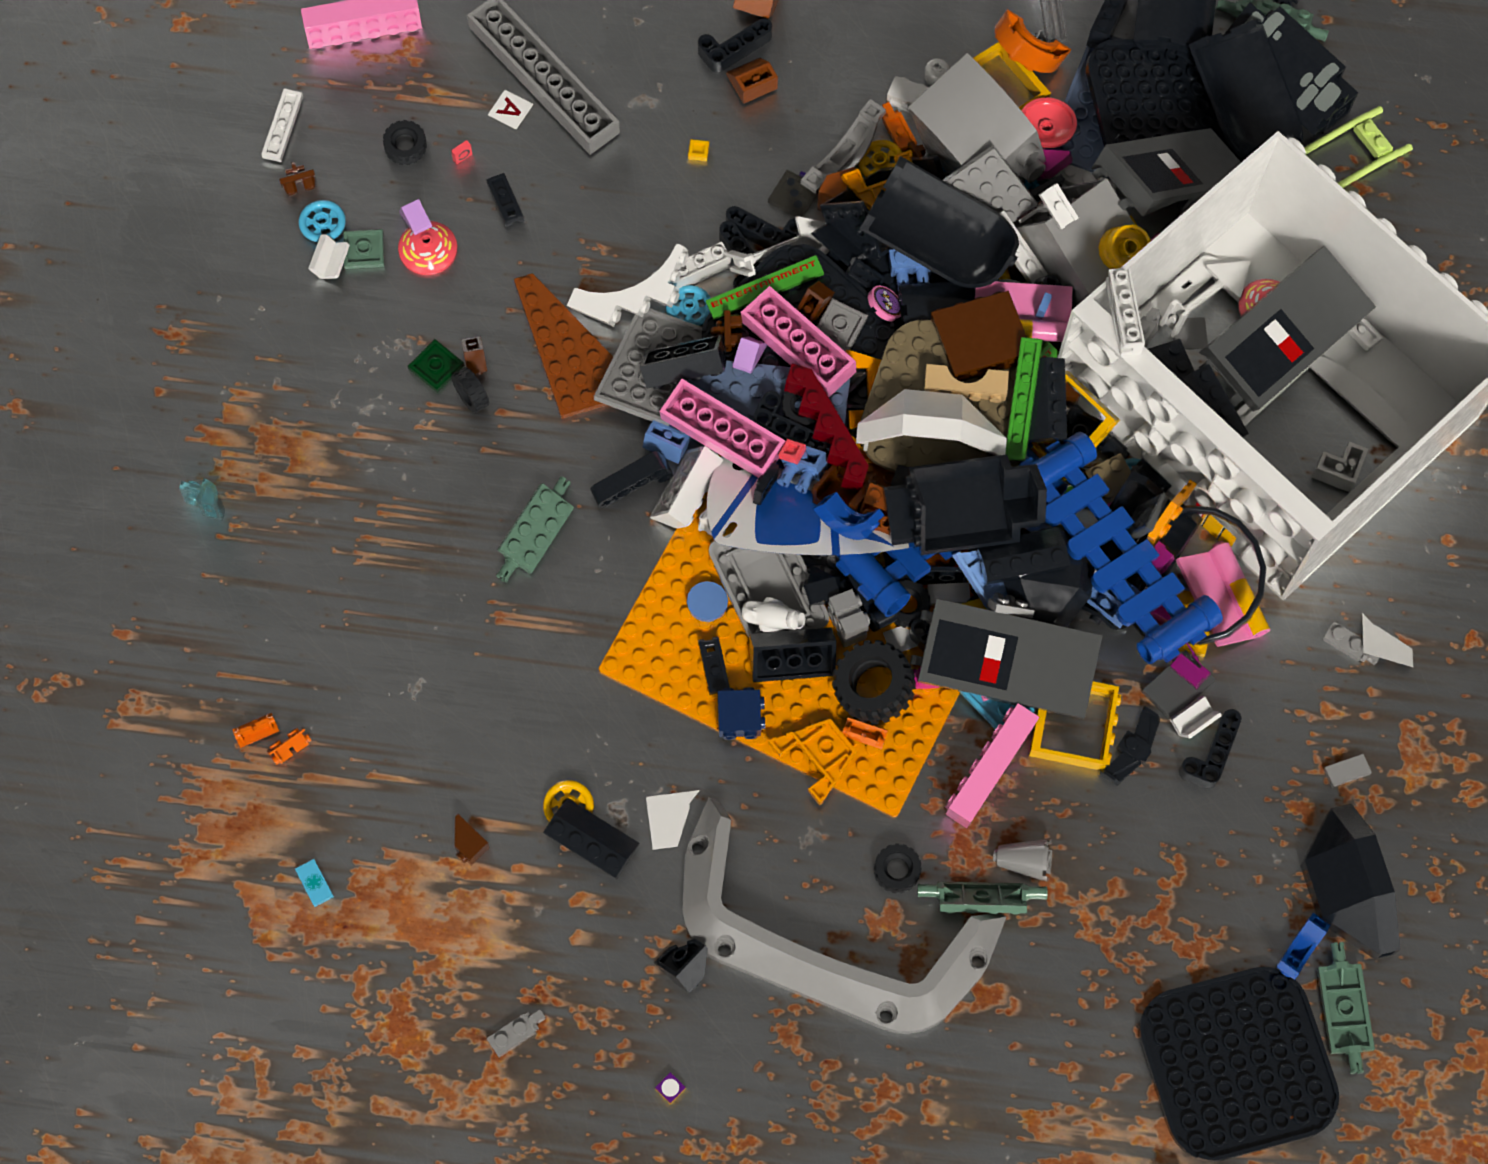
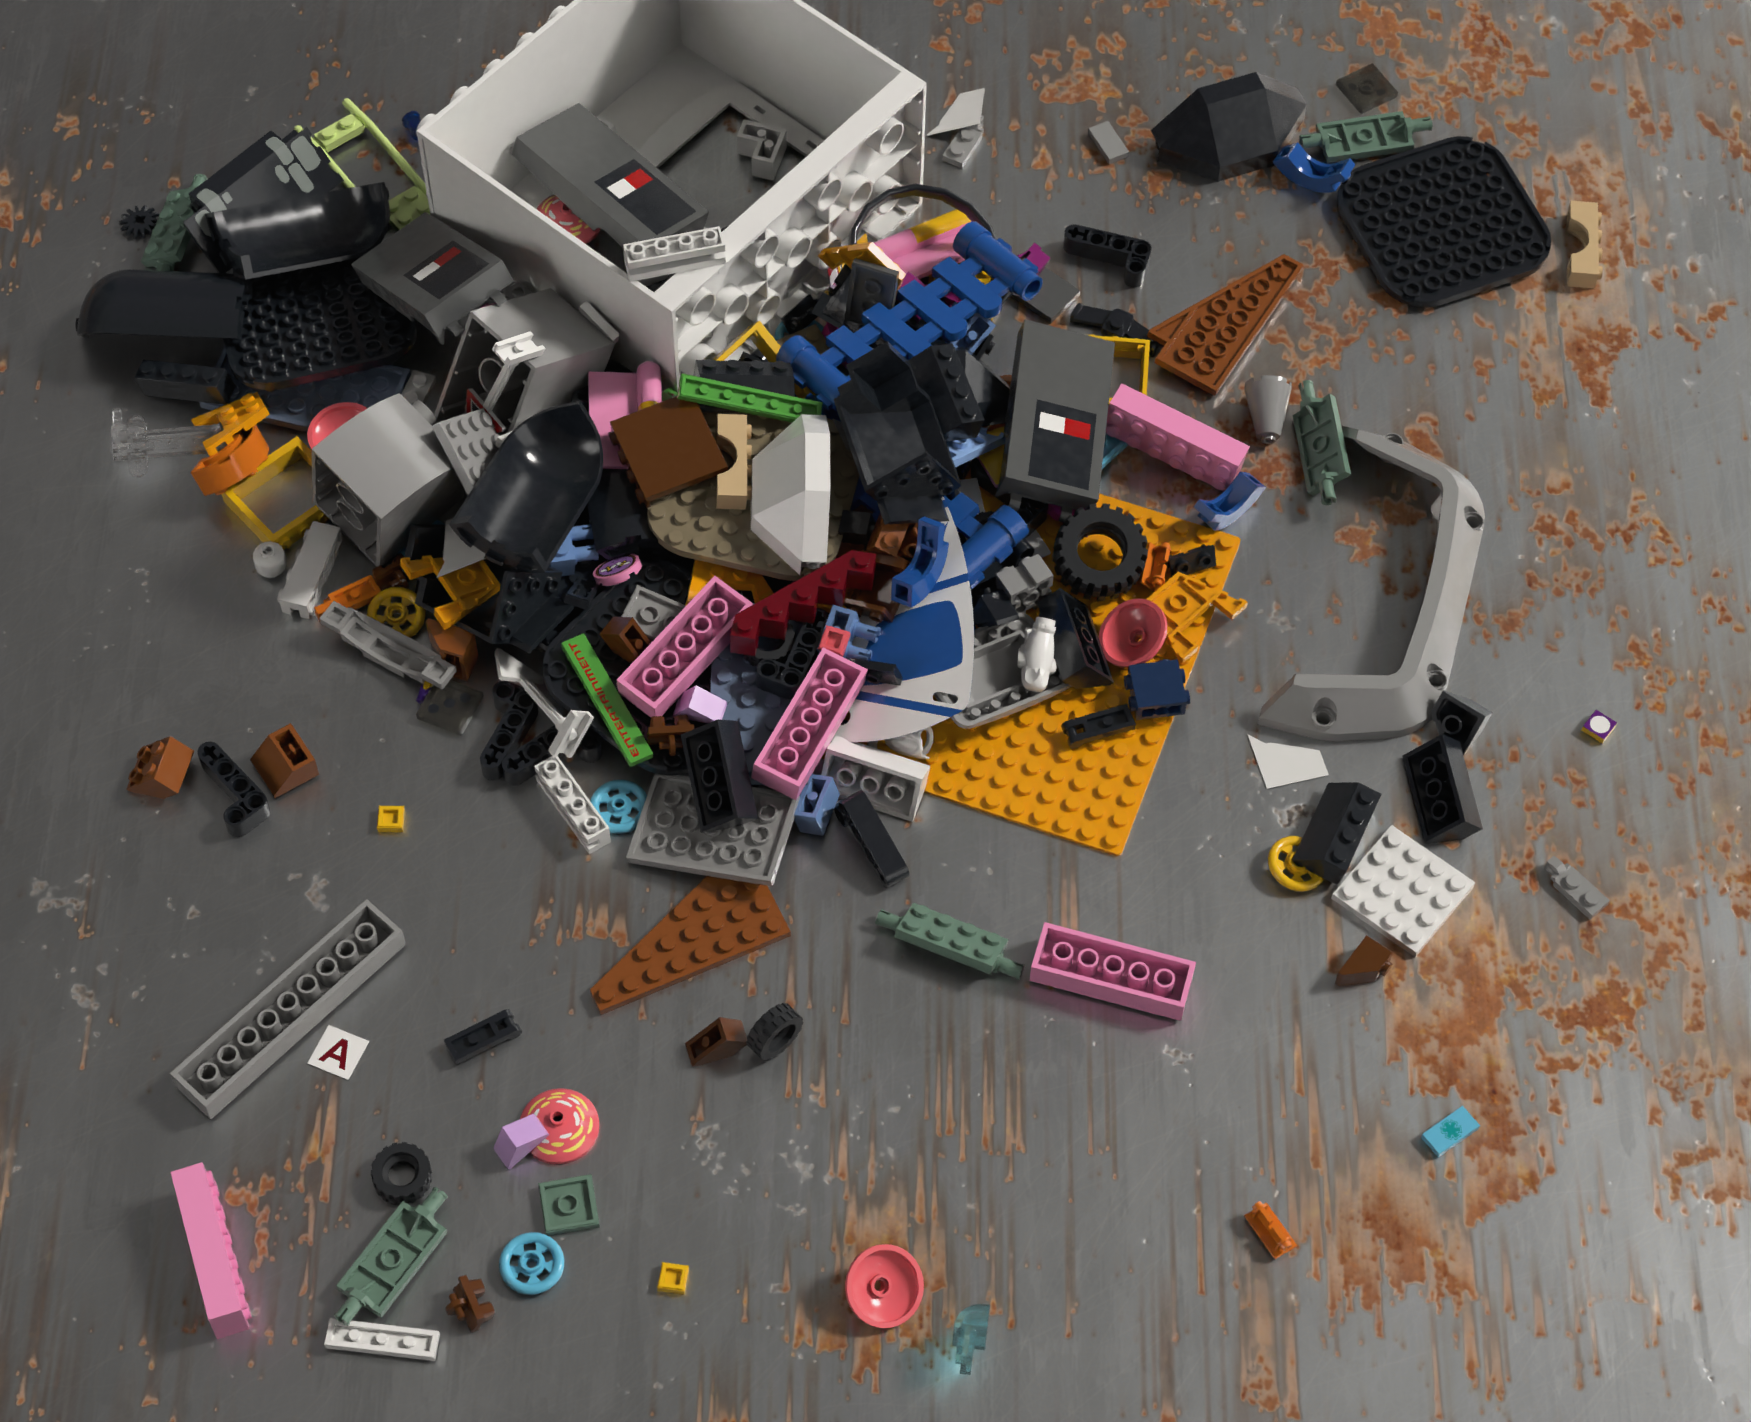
camera: 95 degrees left, 10 degrees down
(247, 442) = (899, 1289): none -> coral dish
(295, 312) = (673, 1278): none -> yellow tile
(295, 740) = (1276, 1182): orange hinge -> none
(328, 258) = (590, 1239): white panel -> none
(339, 132) = (392, 1258): none -> sand green plate
(436, 365) = (733, 1090): dark green tile -> none
(461, 152) = (414, 1097): coral tile -> none
(487, 642) = (1112, 971): none -> bright pink brick
(534, 888) = (1403, 890): none -> white plate
(619, 937) = (1442, 791): none -> black slope
(636, 299) = (628, 852): white arch -> none
(707, 601) = (1018, 742): medium blue tile -> none
(794, 700) = (1129, 624): none -> coral dish
(867, 756) = (1193, 561): none -> black hinge
(901, 852) = (1296, 545): black tyre -> none
(925, 807) = (1231, 503): none -> blue arch
(1009, 606) = (999, 415): light grey hinge -> none
(1044, 305) = (620, 393): medium blue tile -> none
(1066, 50) = (234, 416): none -> light orange wing
(1119, 830) = (1216, 332): none -> dark orange wing
(1121, 244) = (552, 301): yellow wheel -> none
(1194, 718) = (1078, 268): white panel -> none
(1379, 196) = (411, 121): none -> clear blue bush
(1409, 1024) = (1366, 88): none -> clear smoke tile

